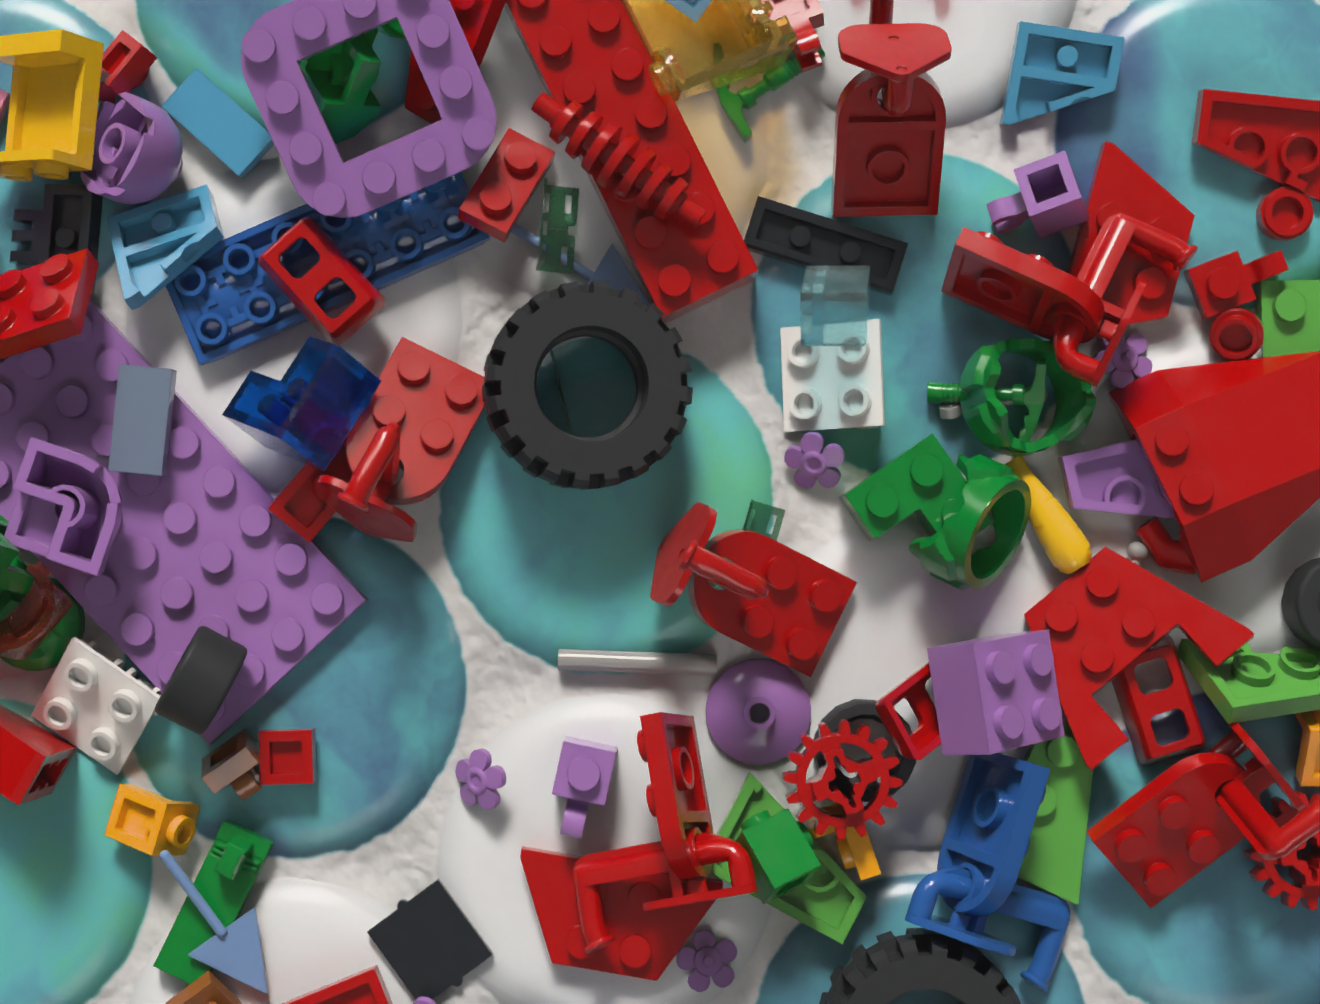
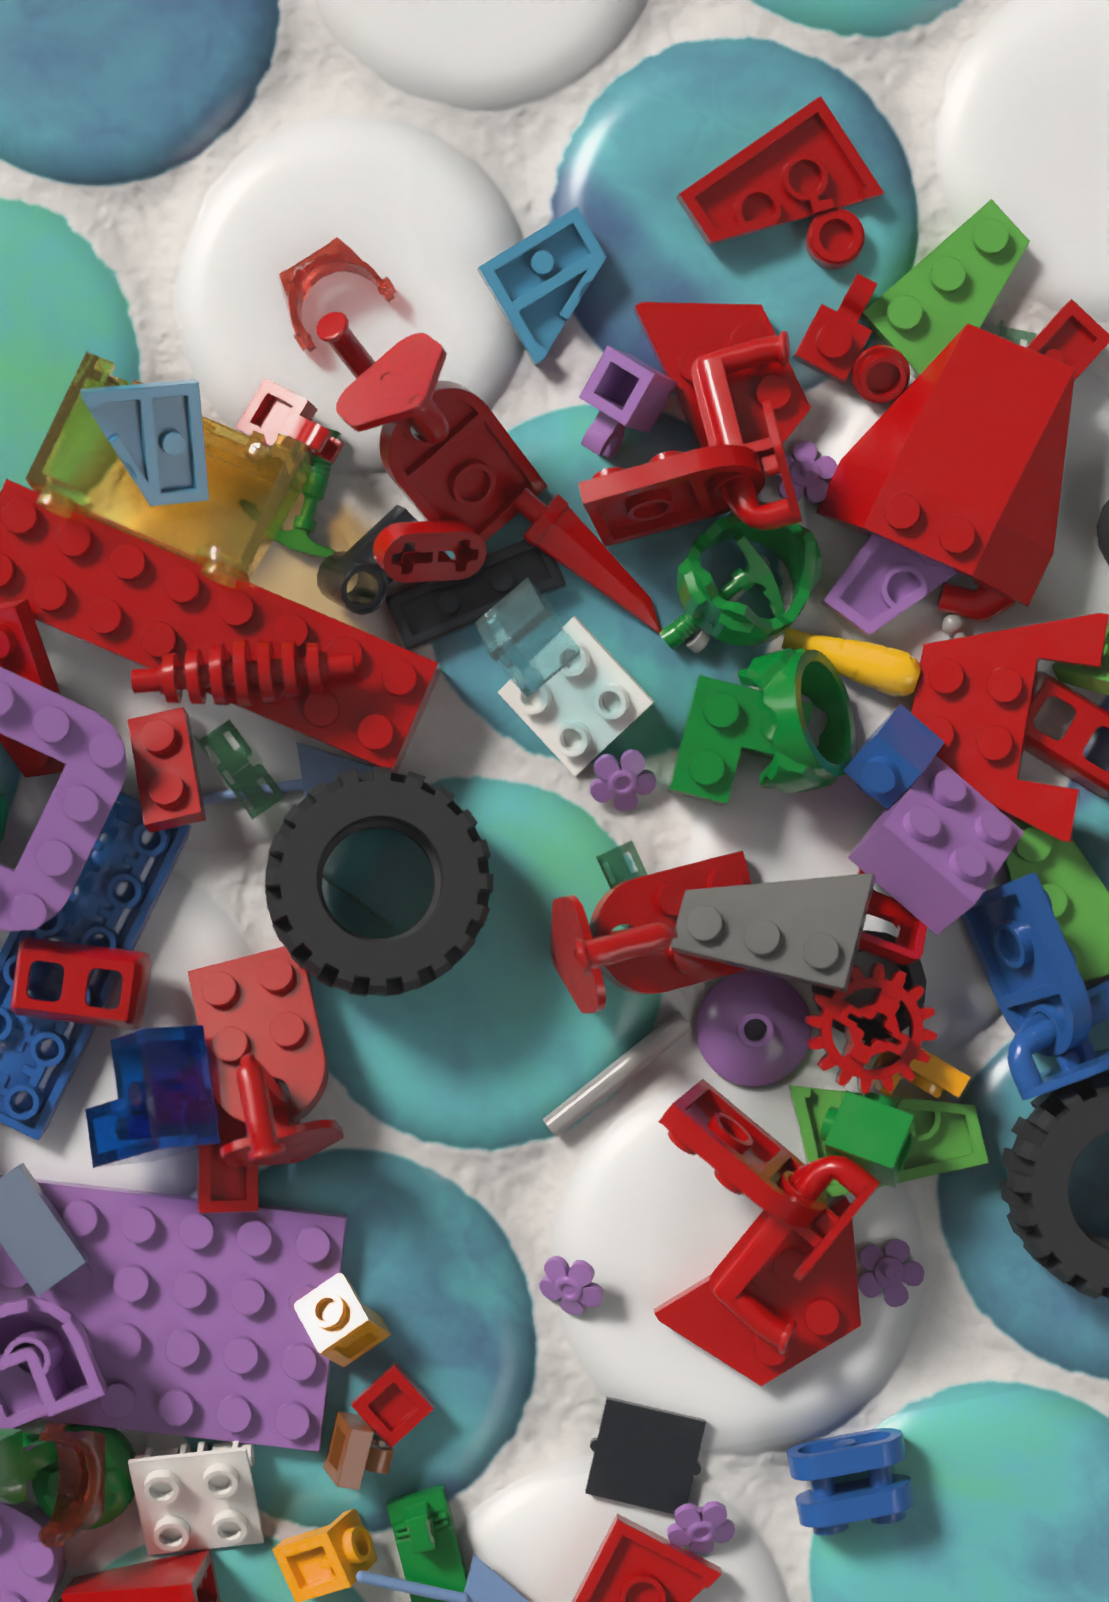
camera: 30 degrees left, 0 degrees up
(201, 680) = (266, 1405): black tyre -> none
(300, 667) = (339, 1321): none -> bracket
(583, 778) = (655, 1212): medium lavender brick -> none
(777, 164) = (372, 580): none -> black piece
(826, 181) = (429, 559): none -> red beam
(839, 656) = (780, 928): none -> dark grey wing
(920, 269) = (572, 544): none -> red bar
(1018, 606) = (893, 757): none -> blue brick

